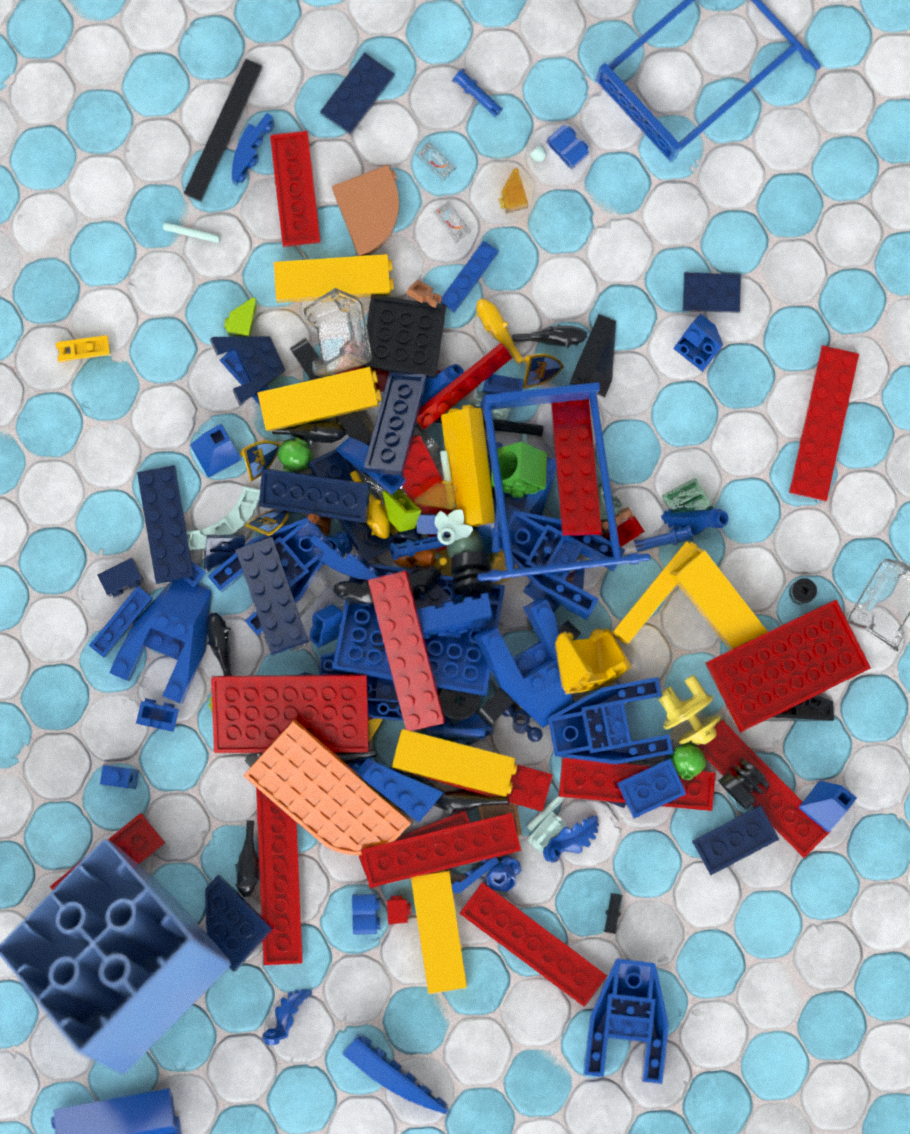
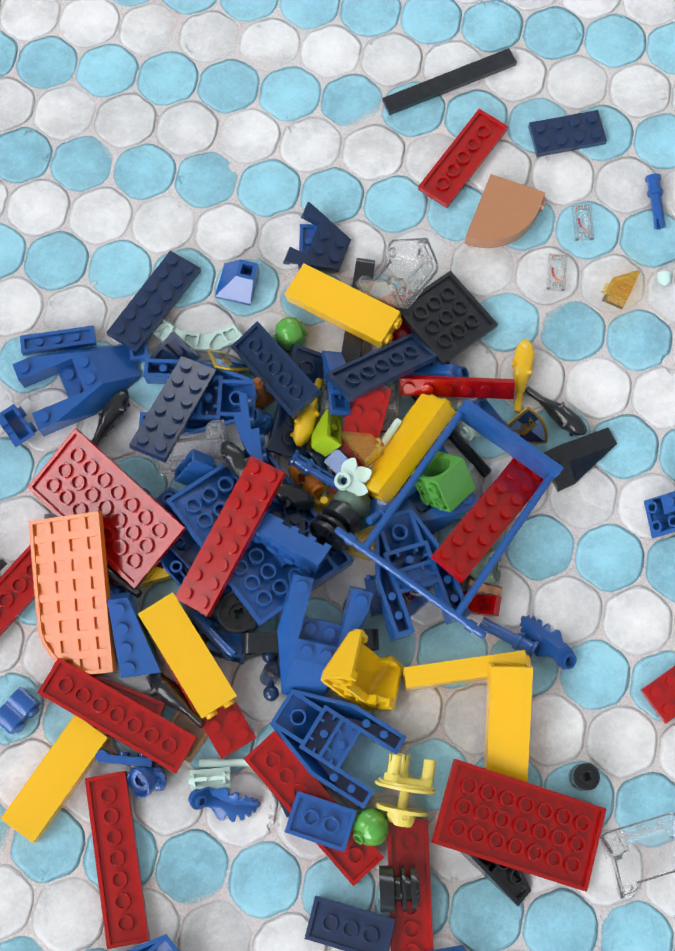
camera: 45 degrees right, 10 degrees down
(83, 348) = (215, 140): yellow plate -> none
(120, 578) = (88, 310): dark blue brick -> none
(191, 232) = (363, 128): light aqua bar -> none
(241, 319) = (343, 210): lime slope -> none
(245, 153) = (449, 106): blue slope -> none
(259, 456) = (264, 310): shield -> none
(315, 277) = (453, 249): yellow brick -> none
(316, 432) = (319, 329): black piece -> none
(398, 910) = (43, 731): red brick -> none
(423, 292) = (488, 299): nougat plate -> none
(469, 276) = (534, 319): blue plate -> none
(613, 913) = (200, 894): black pin -> none
(687, 498) = (555, 621): clear green wing -> none

